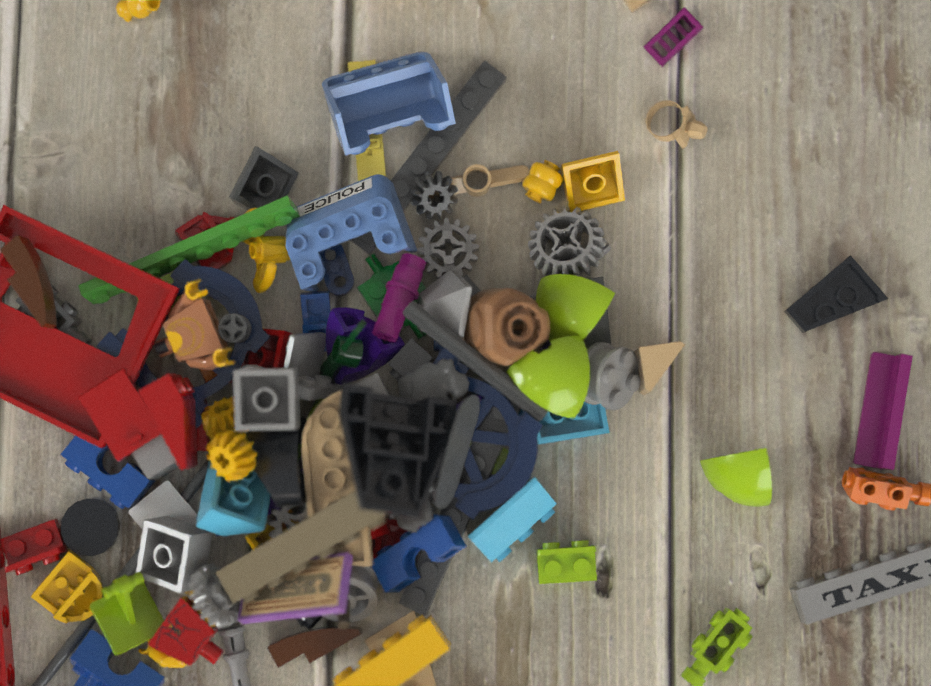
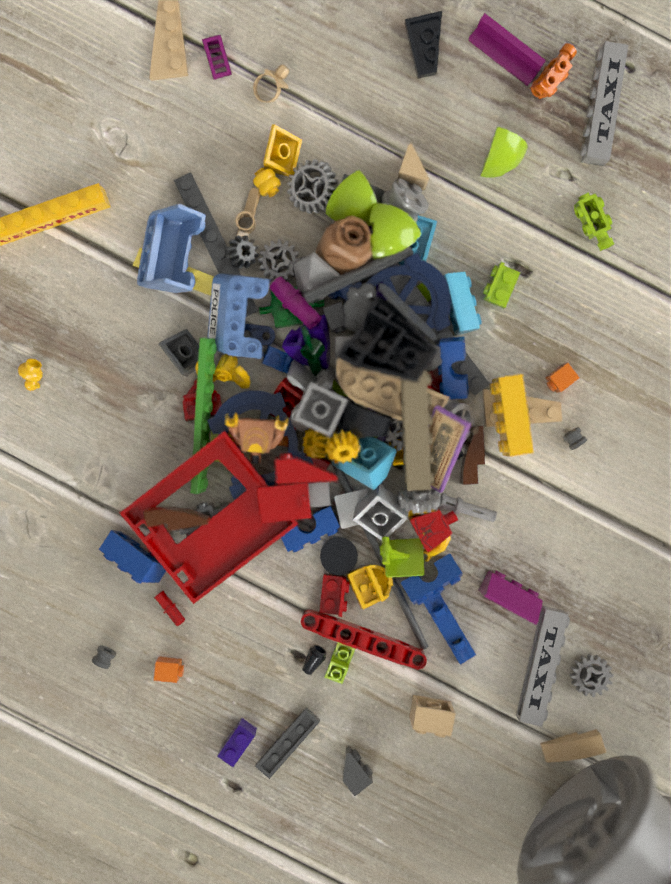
camera: 70 degrees left, 5 degrees up
(228, 328) = (265, 412): dark grey wheel -> none

